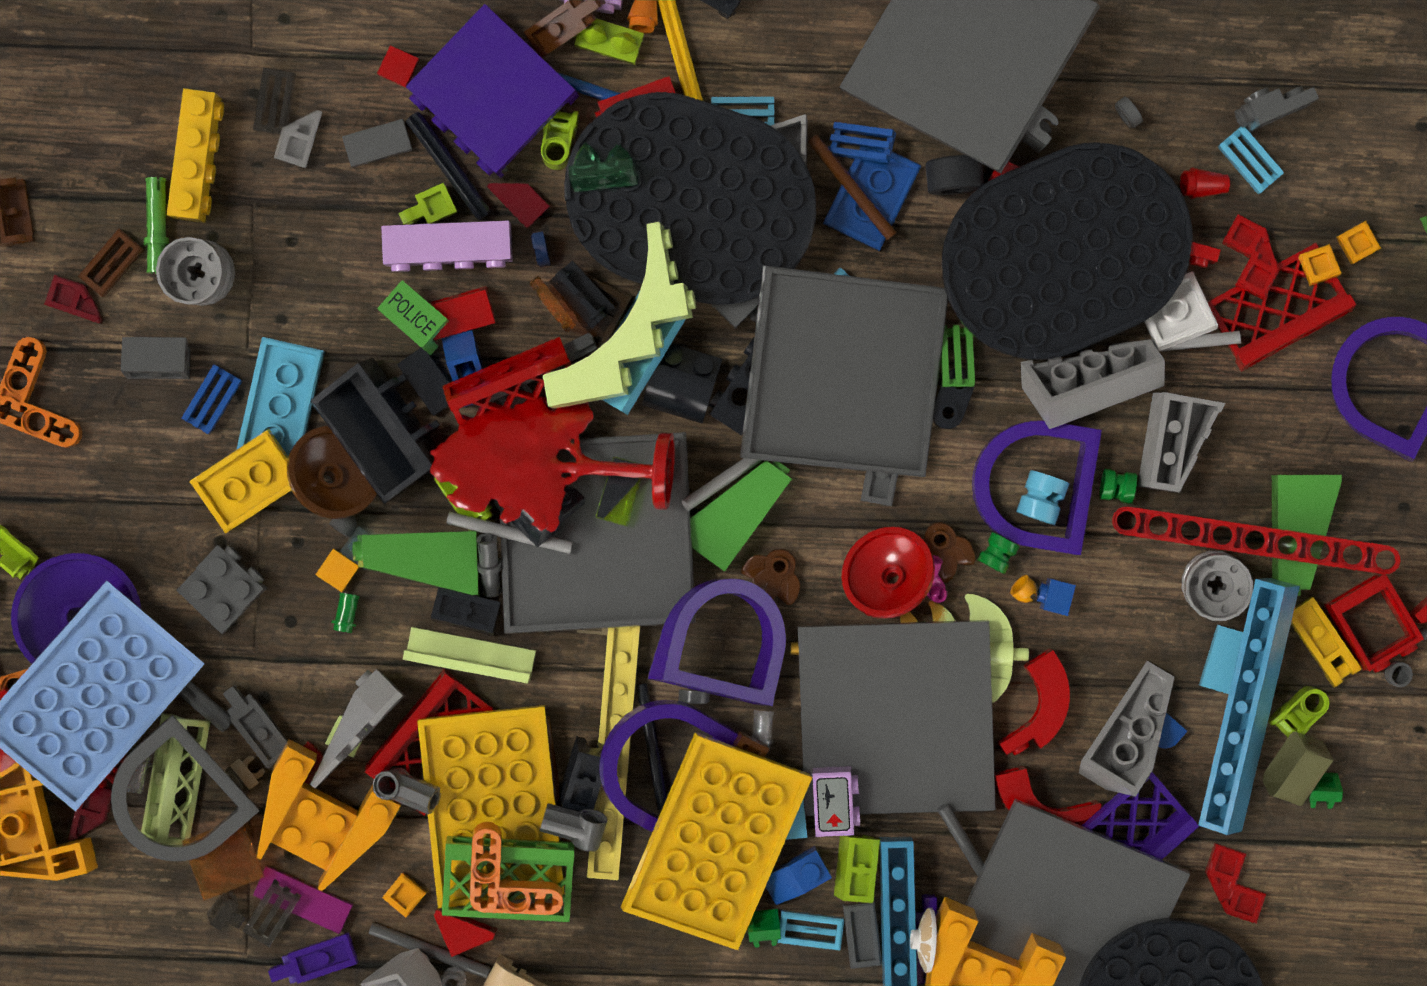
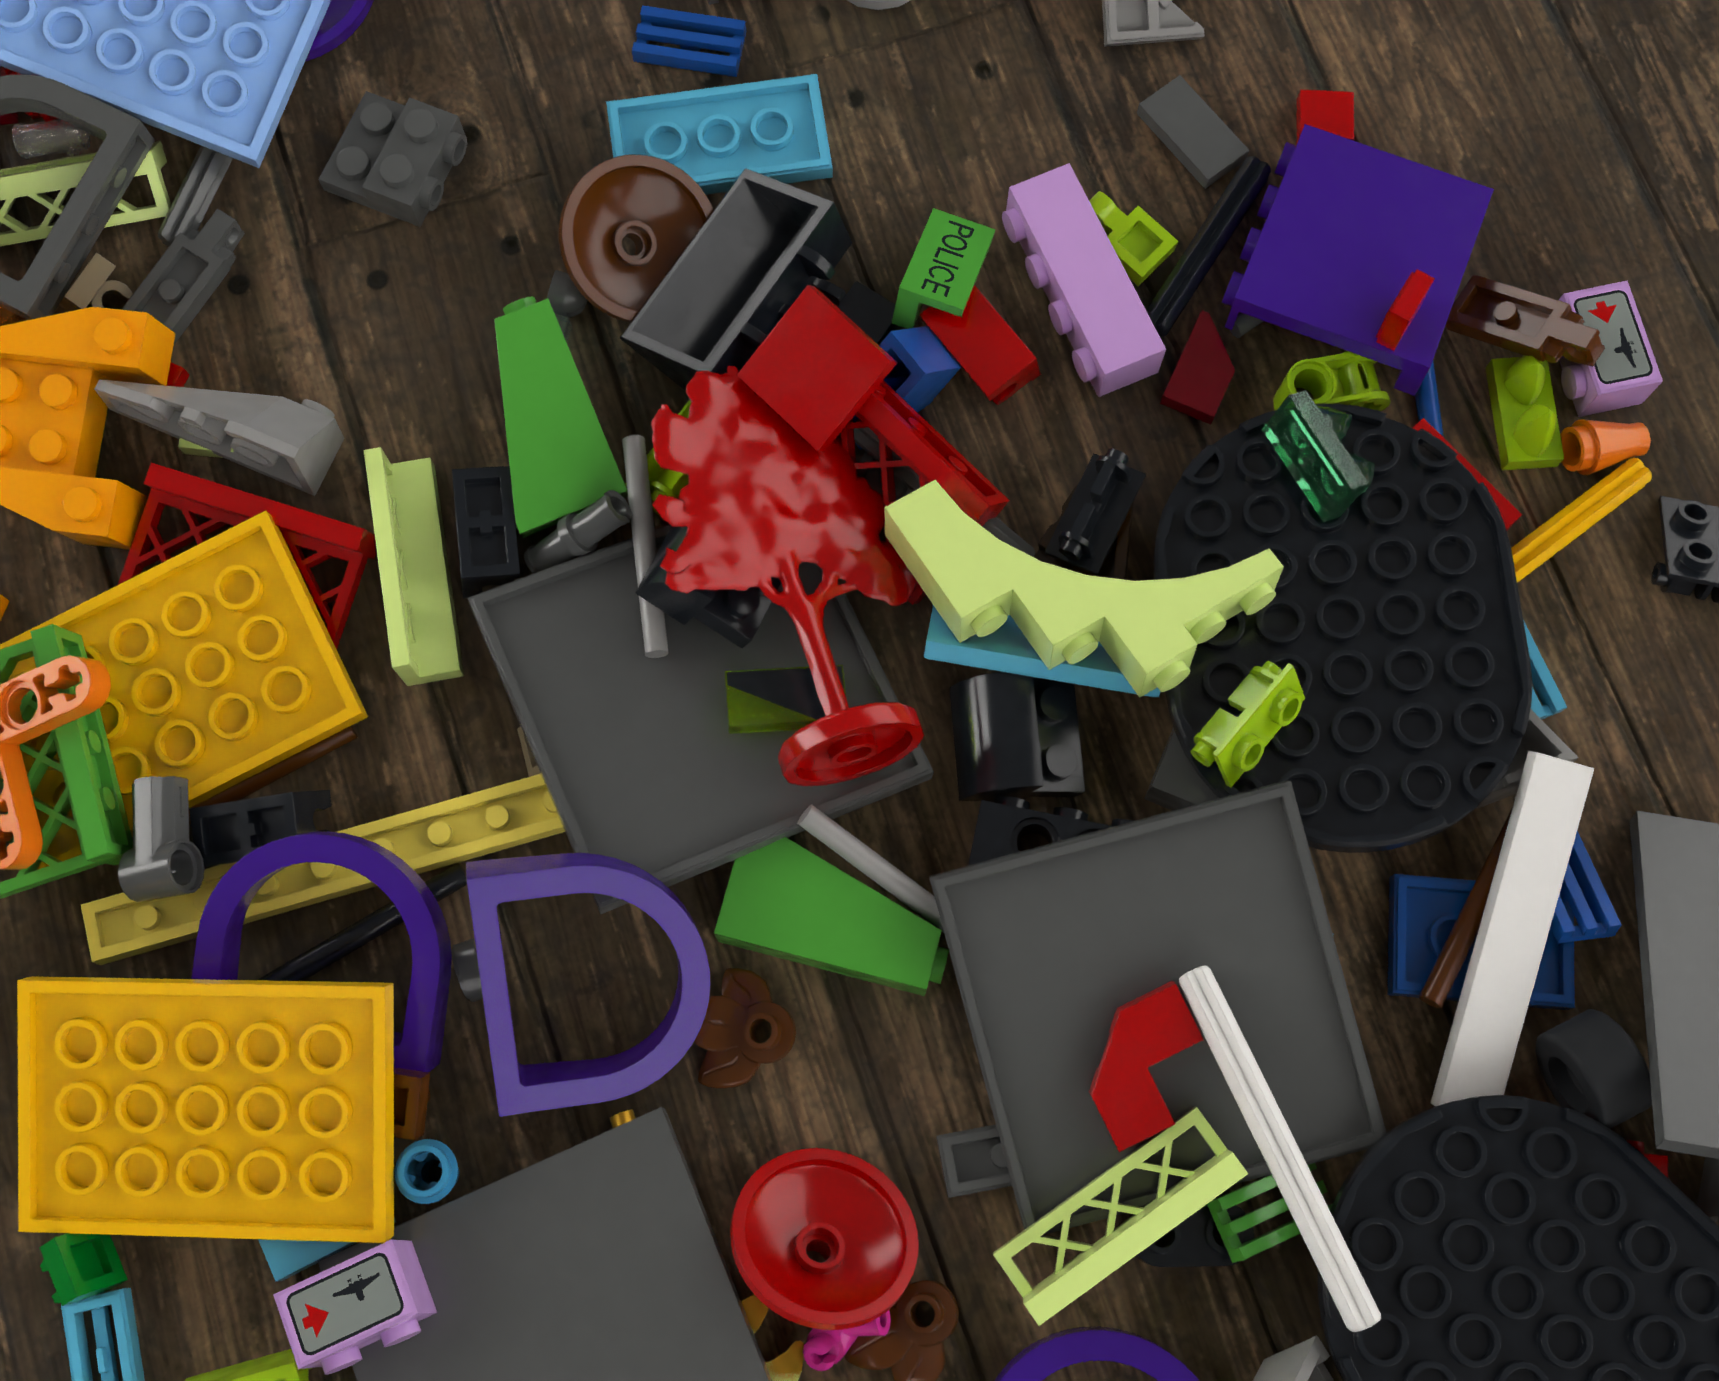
camera: 70 degrees right, 15 degrees down
(244, 481) = (574, 120): yellow tile -> none
(337, 570) = (477, 311): light orange tile -> none
(346, 613) = (418, 350): green pin -> none
(408, 790) = (137, 534): dark grey piece -> none
(456, 410) = (816, 368): none -> red tile
(541, 92) = (1404, 309): none -> red tile
(541, 250) = (1152, 424): dark blue tile -> none
(552, 304) = (1058, 470): clear orange tile -> none
(722, 256) = (1267, 702): none -> lime hinge
(763, 726) = (457, 1117): clear pin -> none
(789, 756) = (414, 1167): none -> dark azure cone
(797, 876) = (199, 1295): blue slope -> none
(855, 387) = (1140, 1037): none -> red tile
(874, 182) = (1513, 929): none -> white tile
(930, 345) = (1280, 1150): none -> white axle
(943, 427) = (1133, 1234): none -> yellowish green fence

